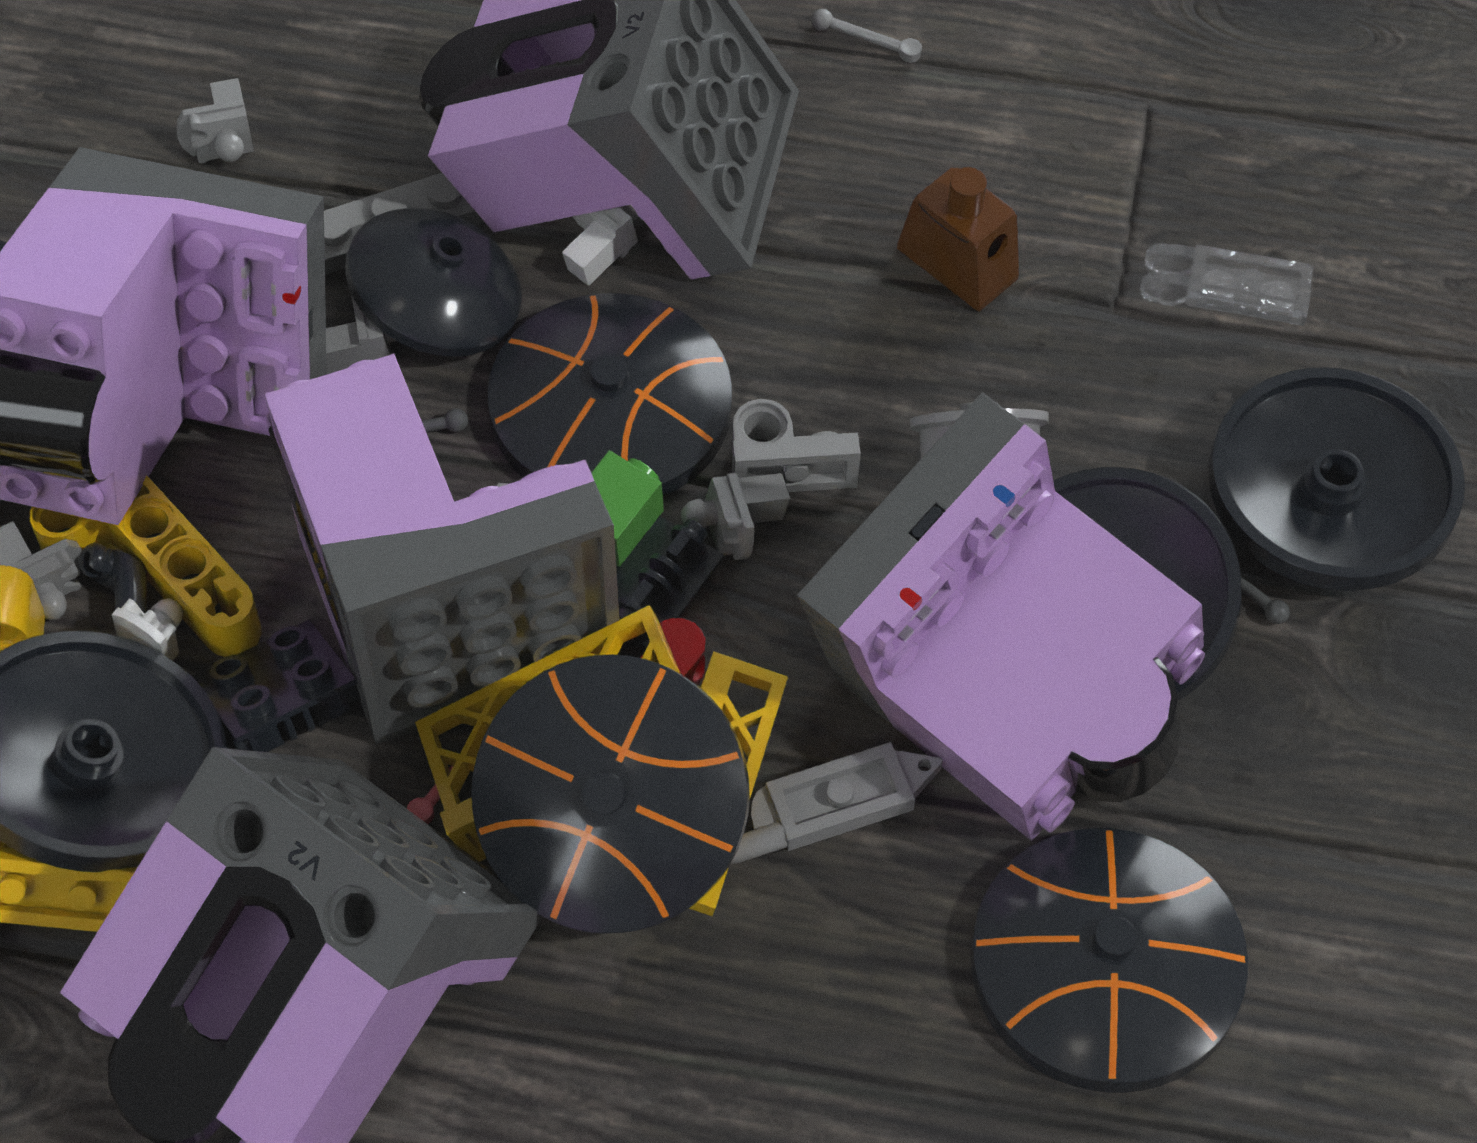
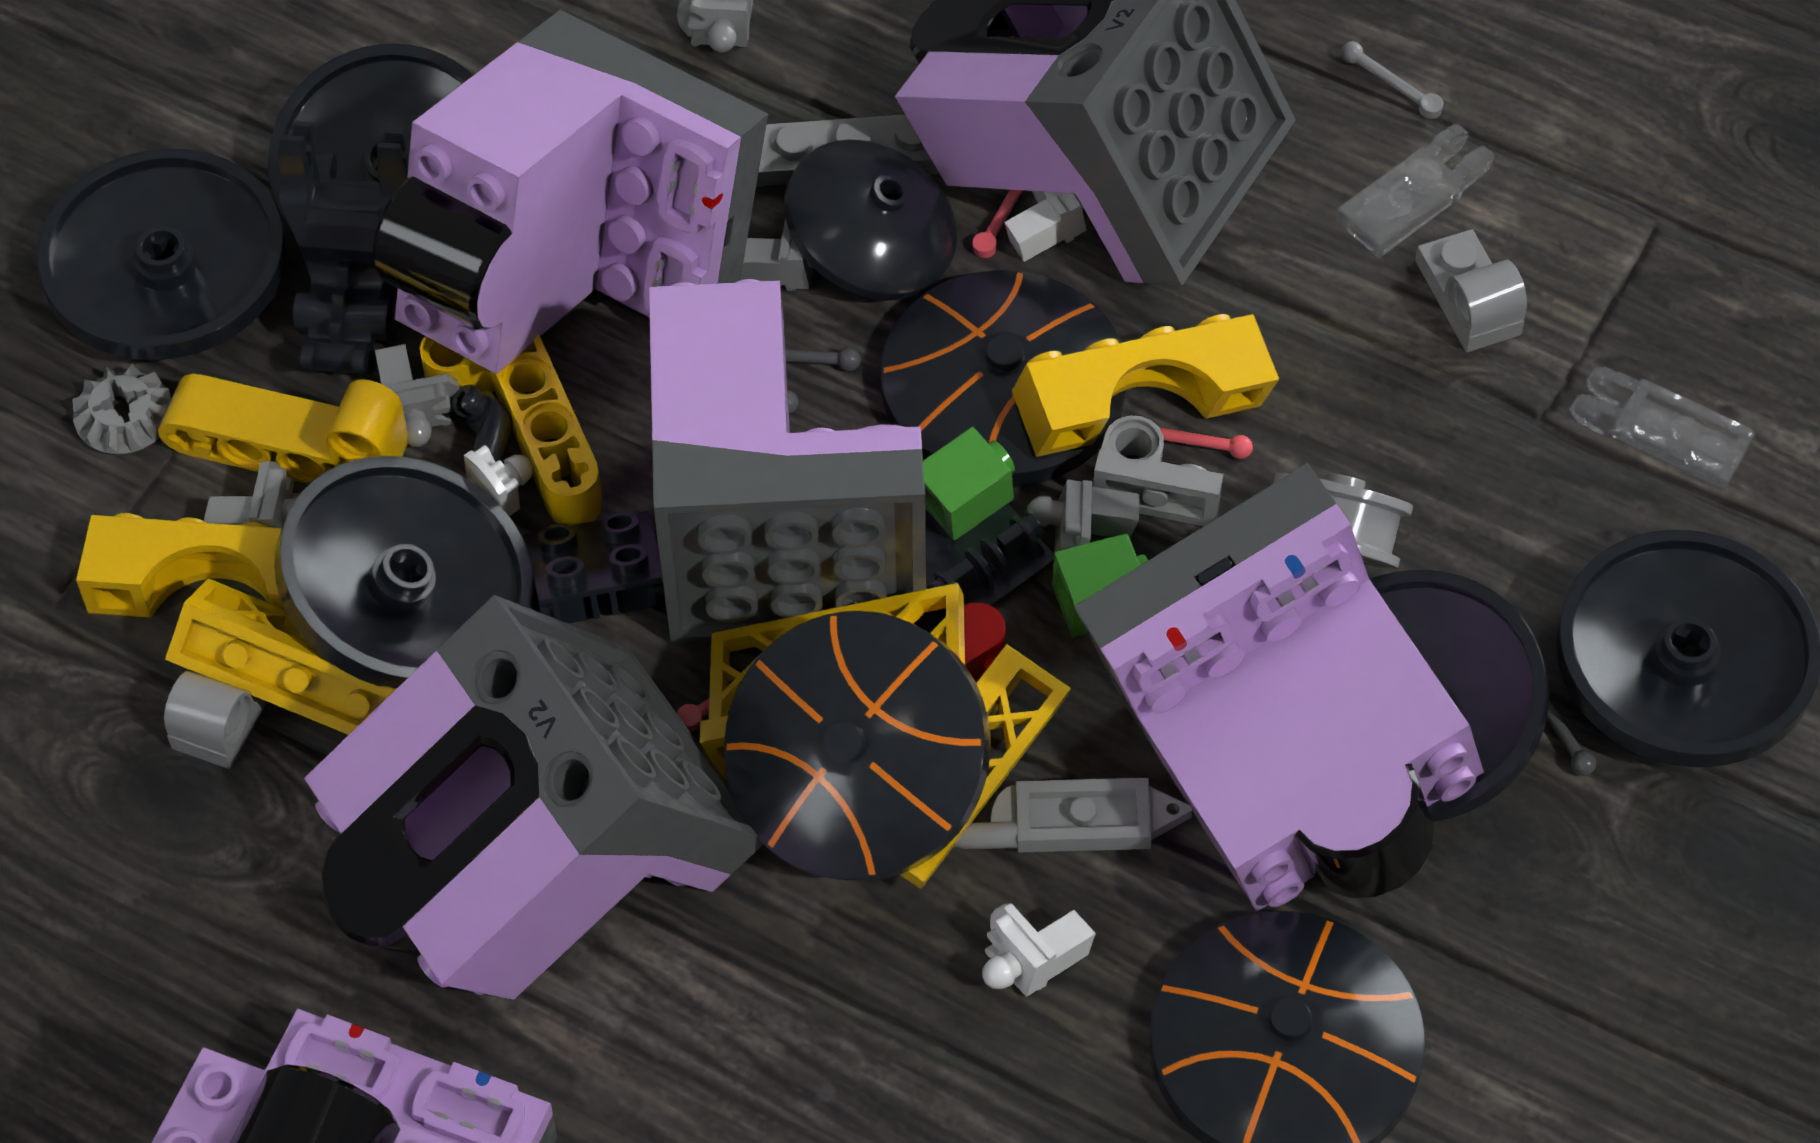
camera: 20 degrees right, 0 degrees up
(547, 277) = (985, 242): none -> coral hinge
(773, 568) = (1088, 569): none -> bright green brick
(805, 335) = (1213, 366): none -> yellow arch
(834, 950) = (1029, 956): none -> white piece
(854, 405) = (1239, 446): none -> coral hinge
(924, 131) = (1413, 192): none -> clear hinge
(963, 236) = (1404, 310): reddish brown torso -> none
(1037, 199) = (1477, 297): none -> light grey plate

